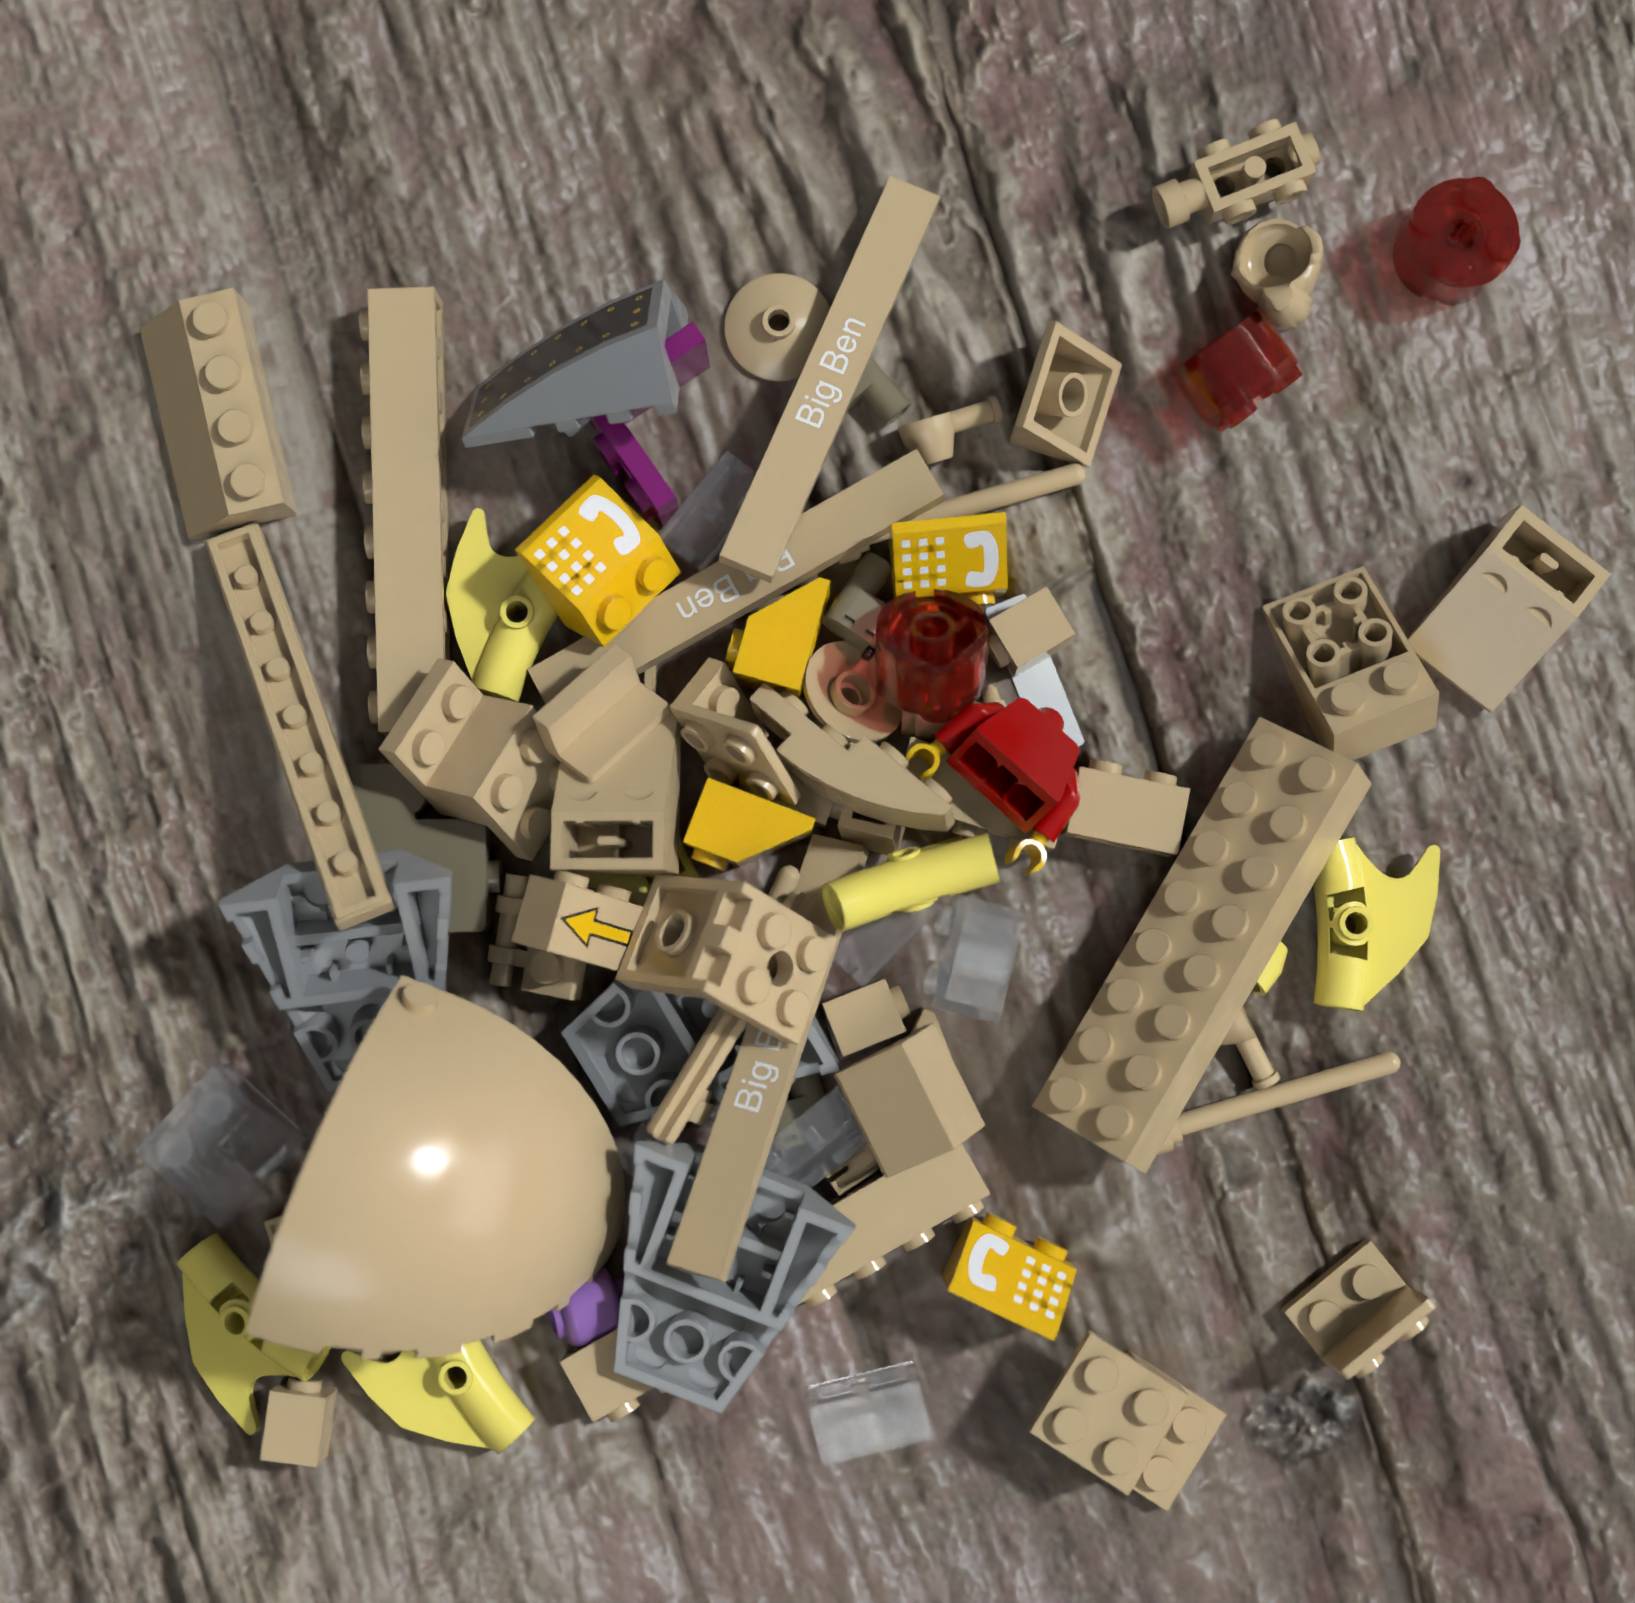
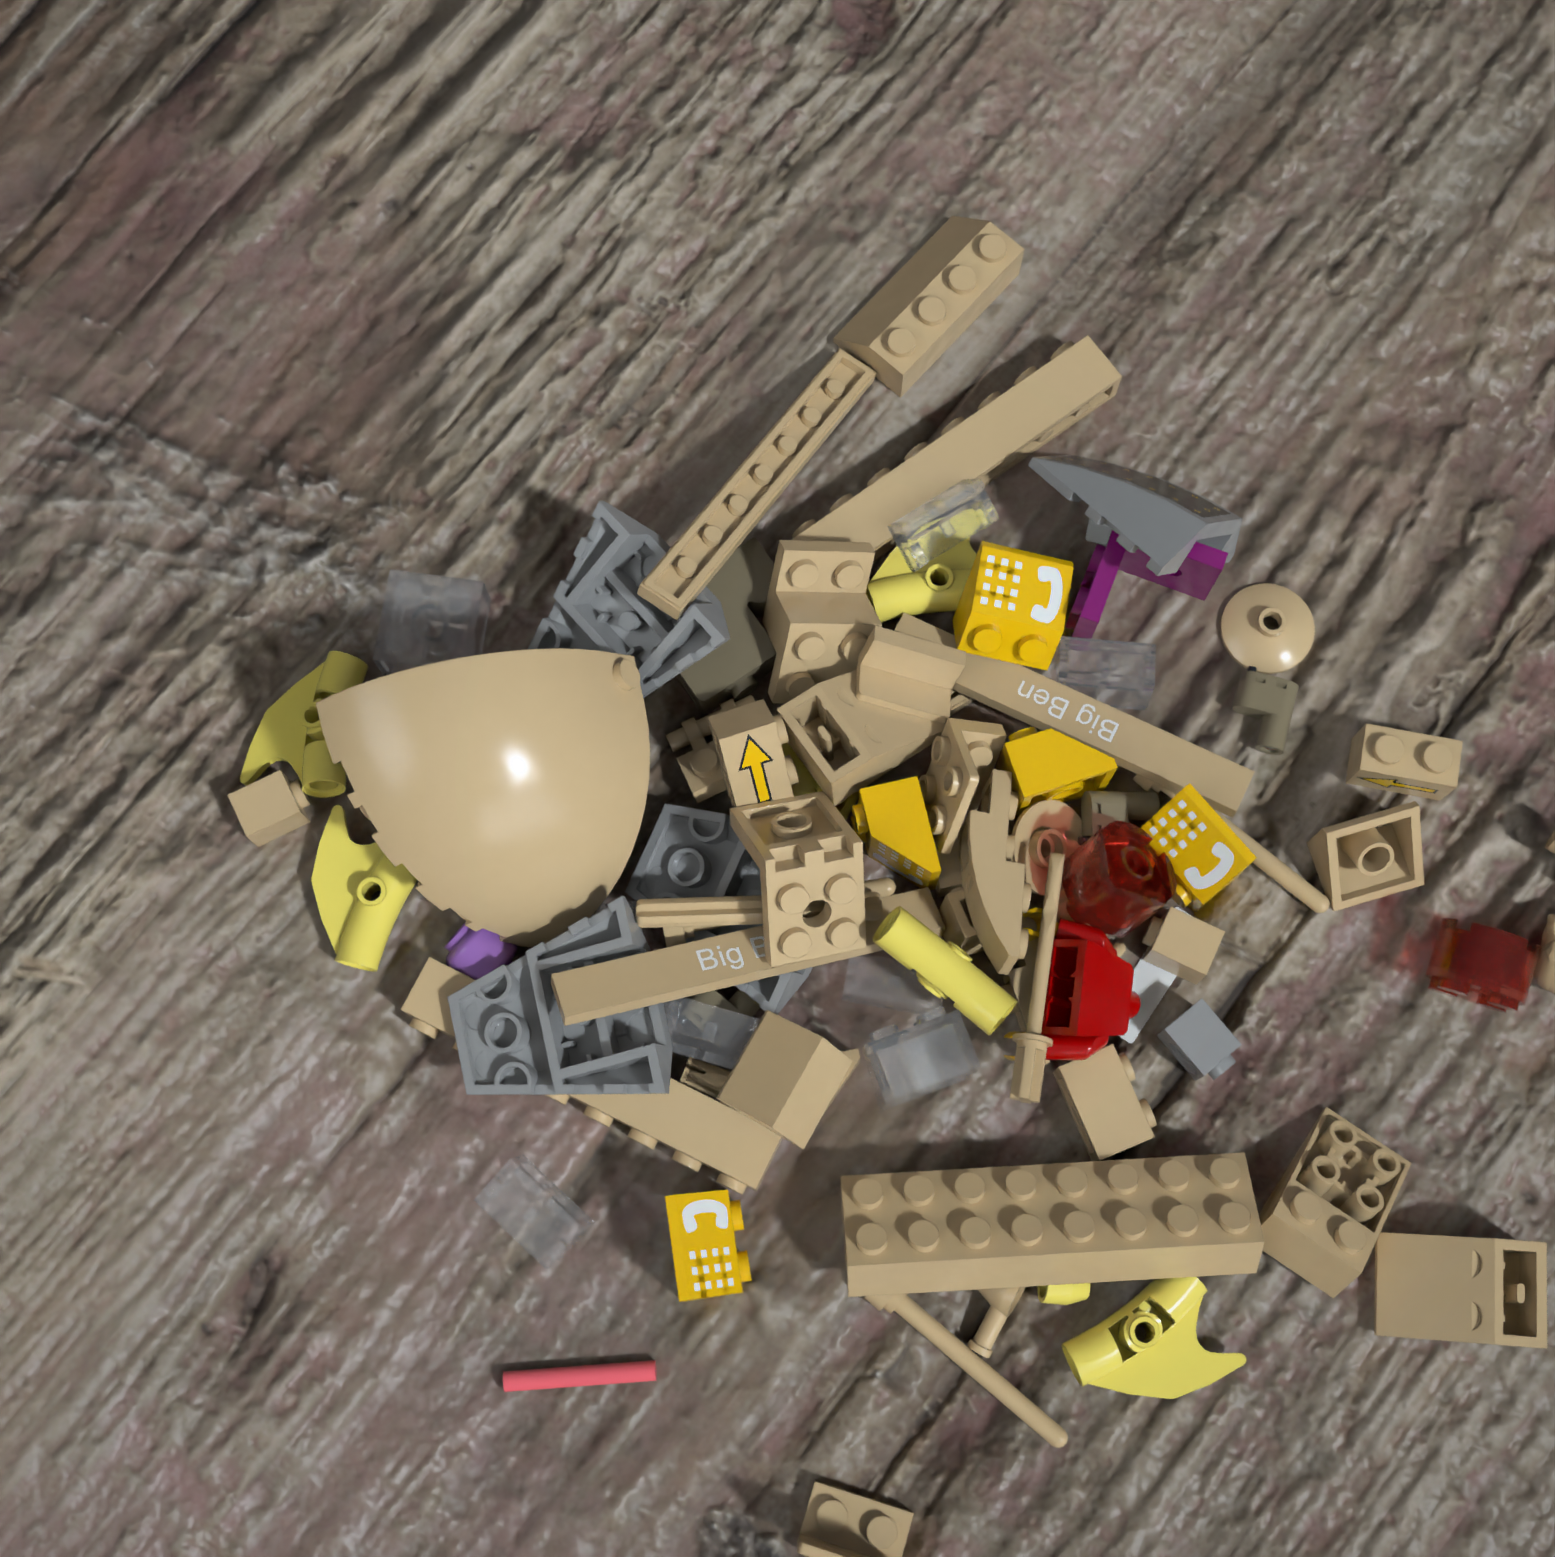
camera: 60 degrees right, 10 degrees down
(463, 570) = (943, 522): none -> clear hinge
(829, 380) = (1257, 680): tan tile -> none
(867, 1015) = (824, 1011): tan brick -> none
(935, 435) = (1274, 782): tan bar -> none
(999, 298) = (1404, 762): none -> tan brick
(1030, 1496) = (579, 1376): none -> coral bar
(1039, 850) = (1032, 1046): none -> tan piece
(1126, 1421) = (654, 1410): tan bracket -> none
(1128, 680) = (1200, 1042): none -> light grey brick

